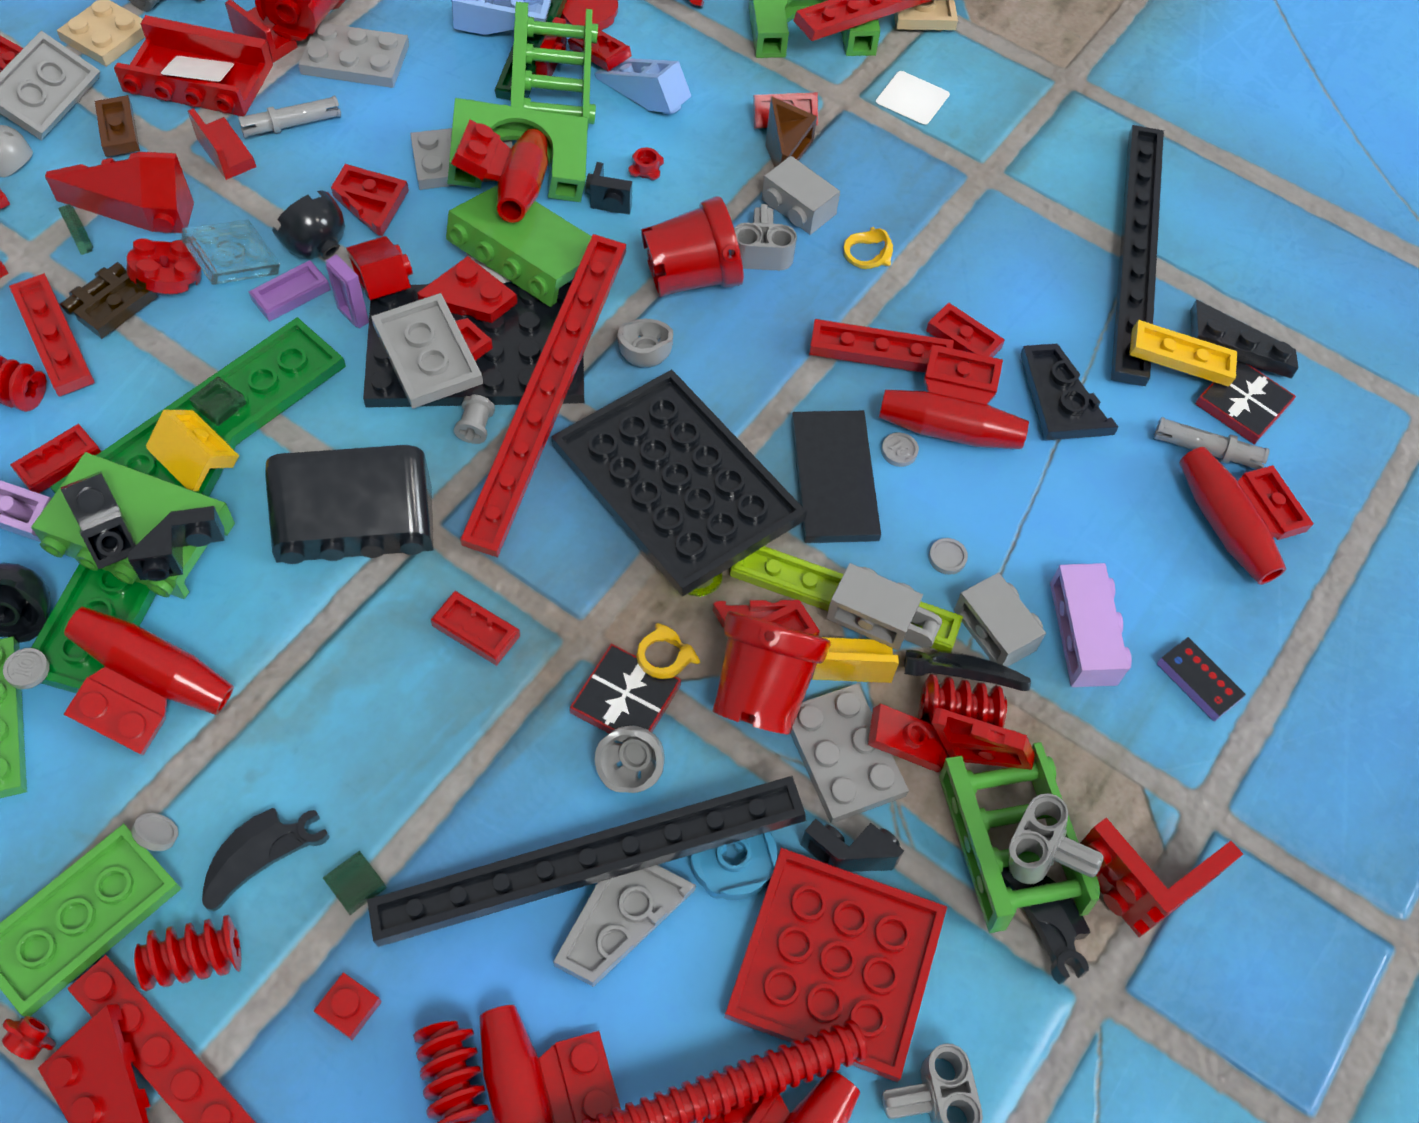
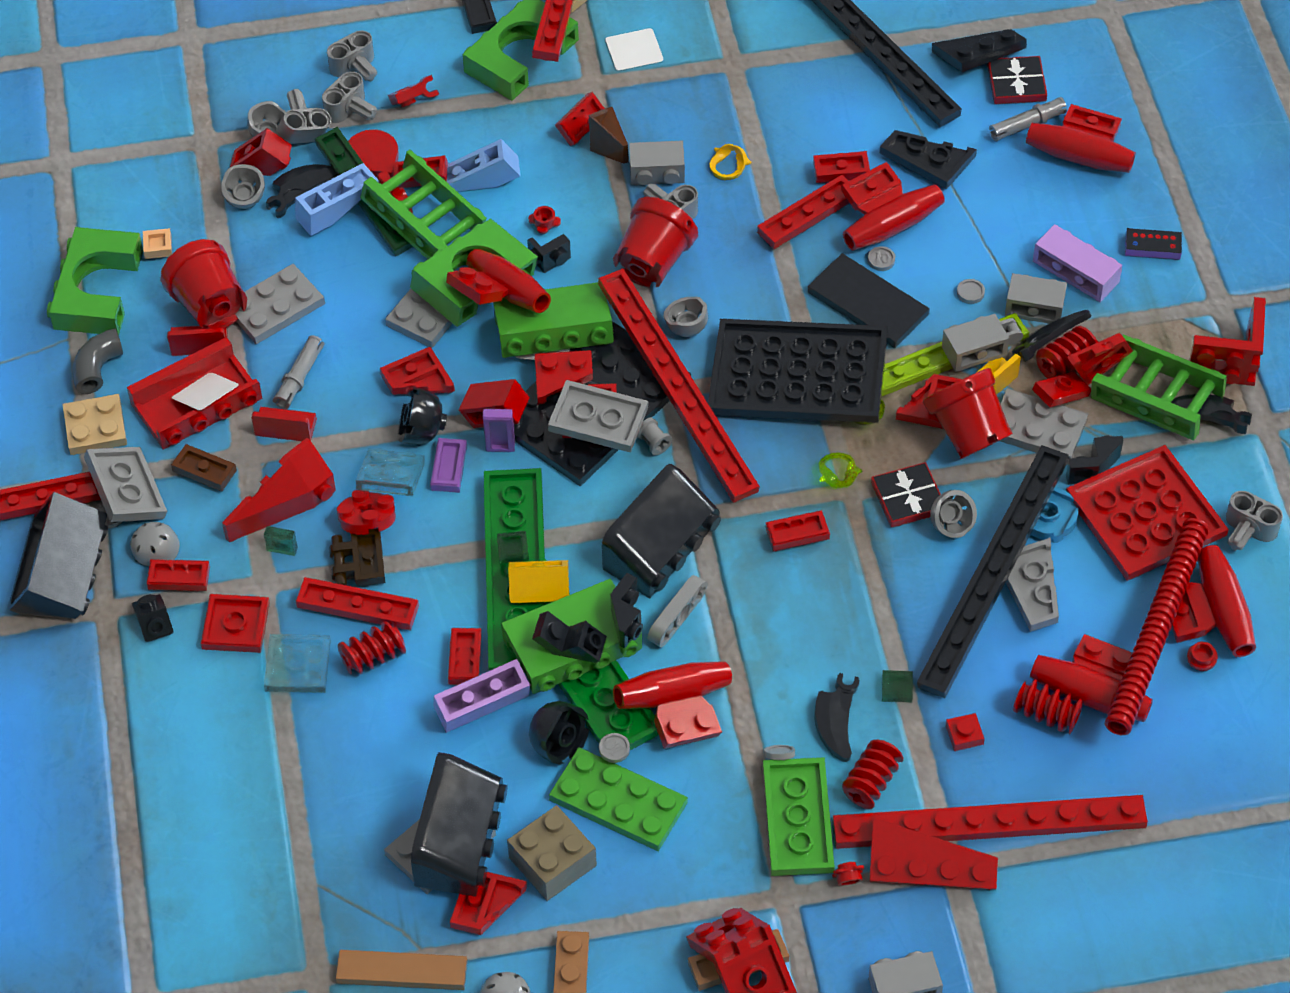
camera: 40 degrees left, 5 degrees down
(268, 596) = (677, 611): none -> light grey beam
(596, 622) = (830, 478): none -> clear neon green piece
(664, 633) = (893, 448): yellow piece -> none
(1048, 843) = (1181, 371): light grey beam -> none
(1183, 353) = (964, 80): yellow plate -> none

